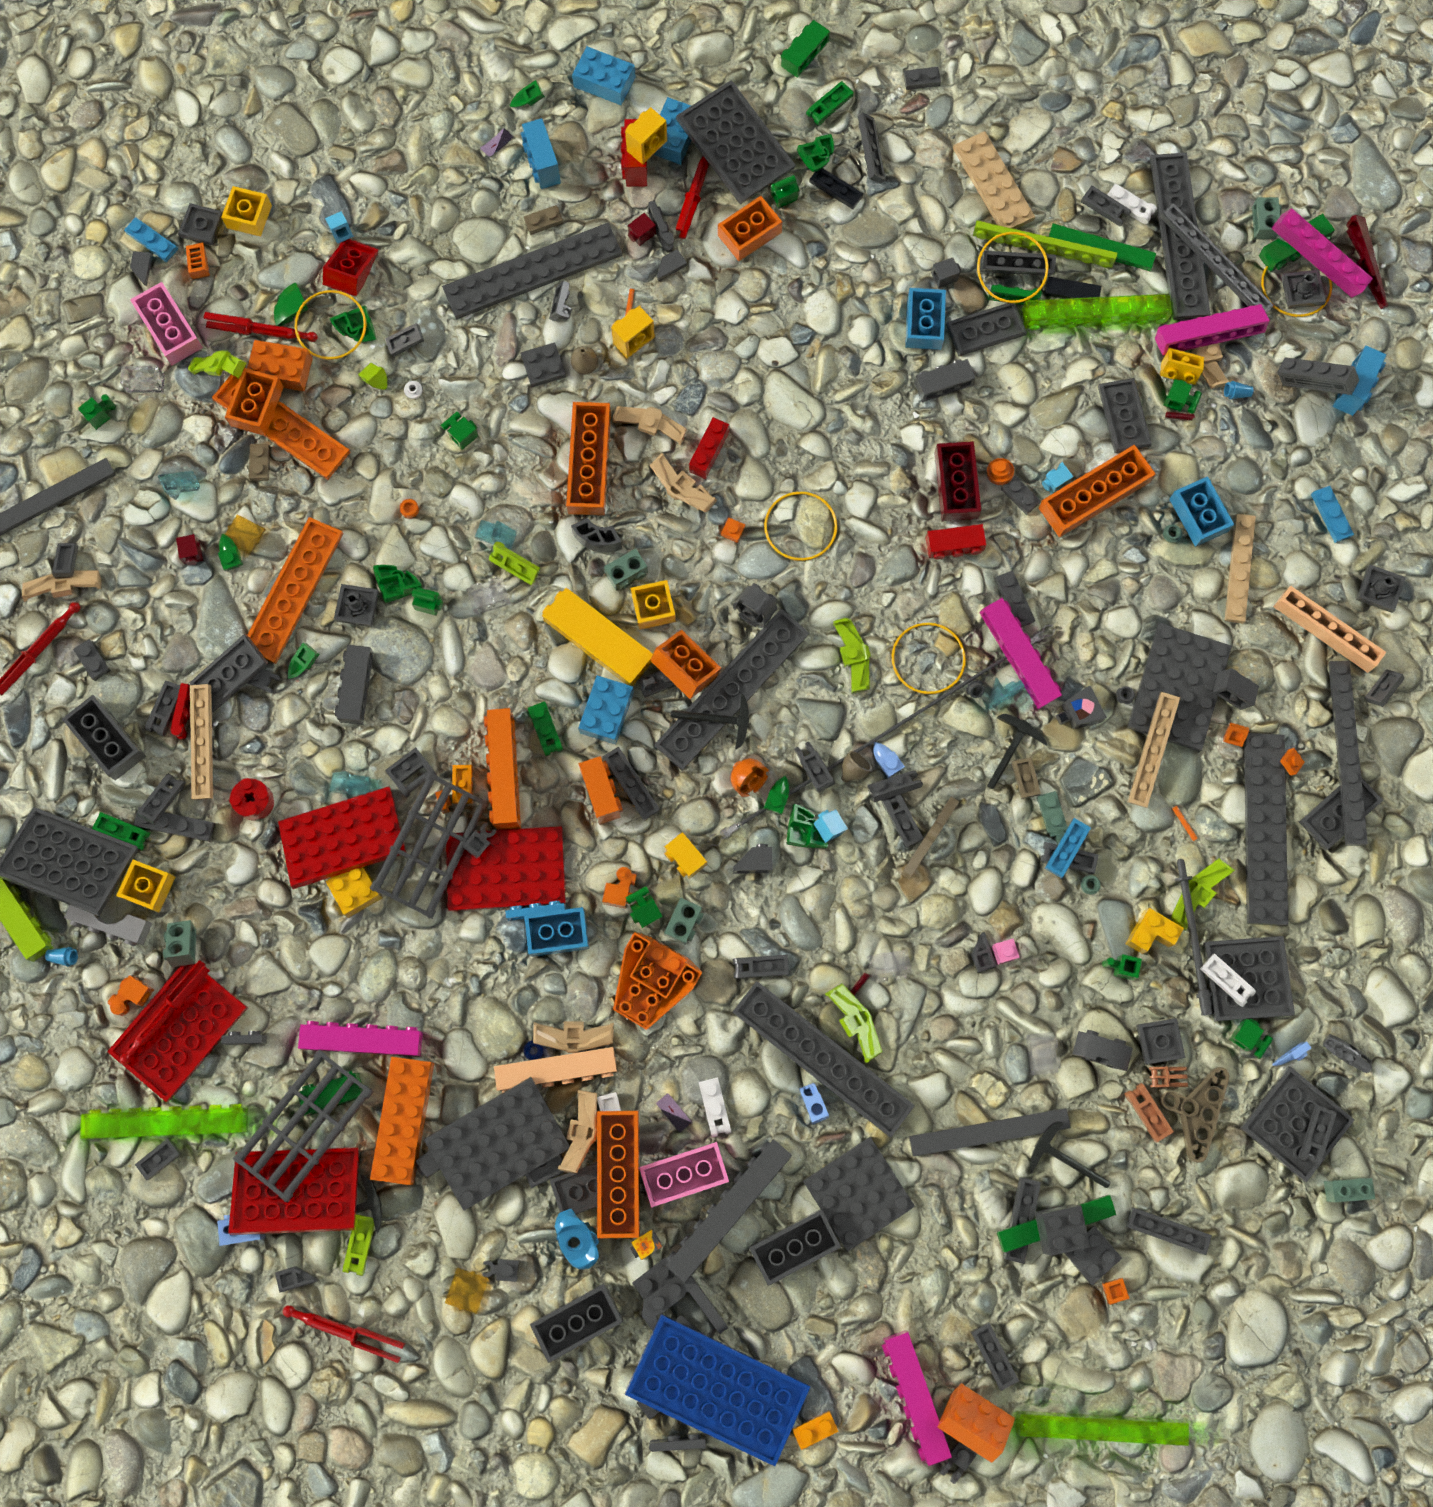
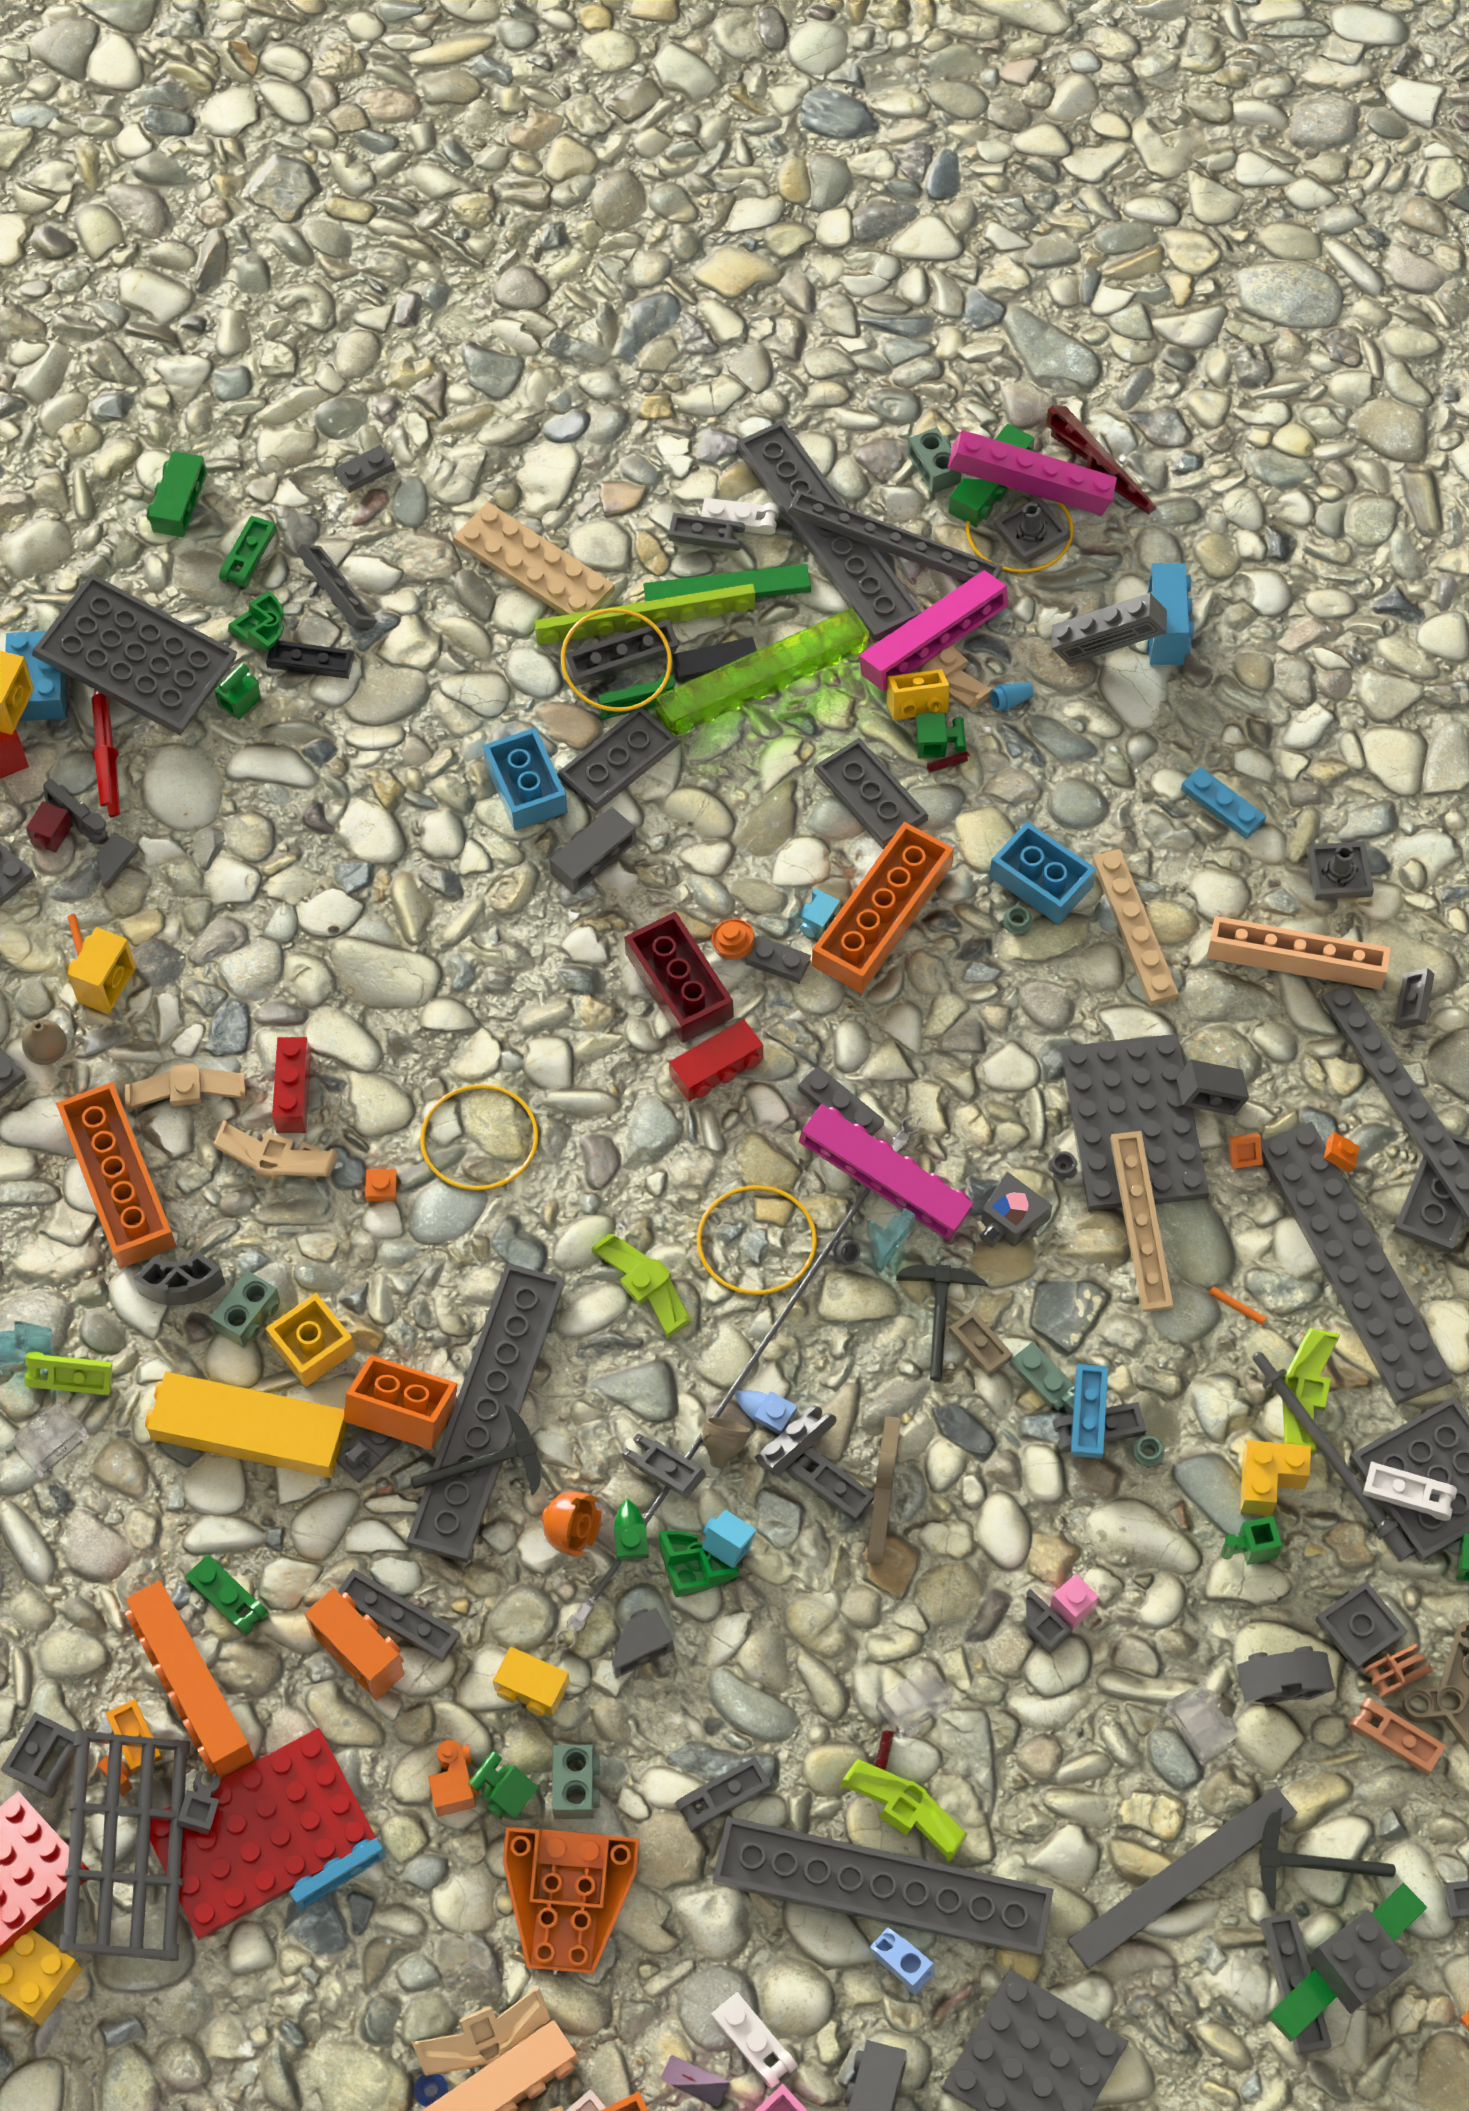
camera: 25 degrees left, 15 degrees down
(556, 932) = (385, 1887): dark azure brick -> none
(606, 710) = (309, 1524): dark azure brick -> none
(749, 228) = (210, 761): orange brick -> none
(755, 605) = (466, 1274): dark grey brick -> none
(946, 272) = (523, 707): dark grey brick -> none
(1097, 1259) = (1427, 1988): dark grey plate -> none

